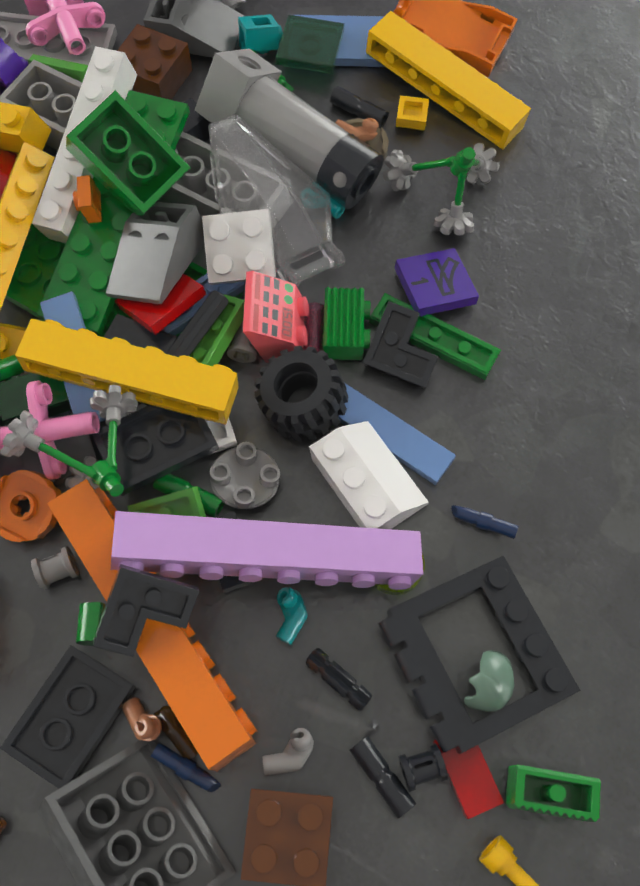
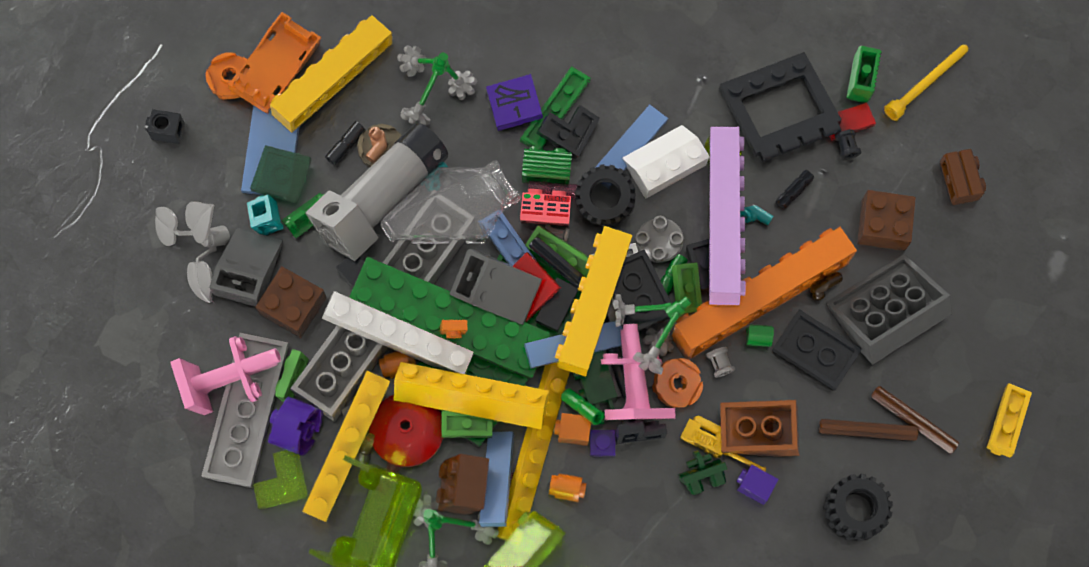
camera: 90 degrees left, 5 degrees up
(126, 154) = (428, 292): green brick -> none
(138, 597) = (761, 281): black plate -> none
(144, 725) = (823, 303): nougat arm -> none
(185, 768) = (846, 282): dark blue piece -> none
(238, 245) = (495, 226): white plate -> none
(293, 756) = (839, 218): light grey arm -> none
(385, 780) = (849, 170): black piece -> none
(412, 112) = (356, 103): yellow plate -> none
(485, 521) = (695, 92): dark blue piece -> none
(492, 684) = (803, 98): sand green hair -> none

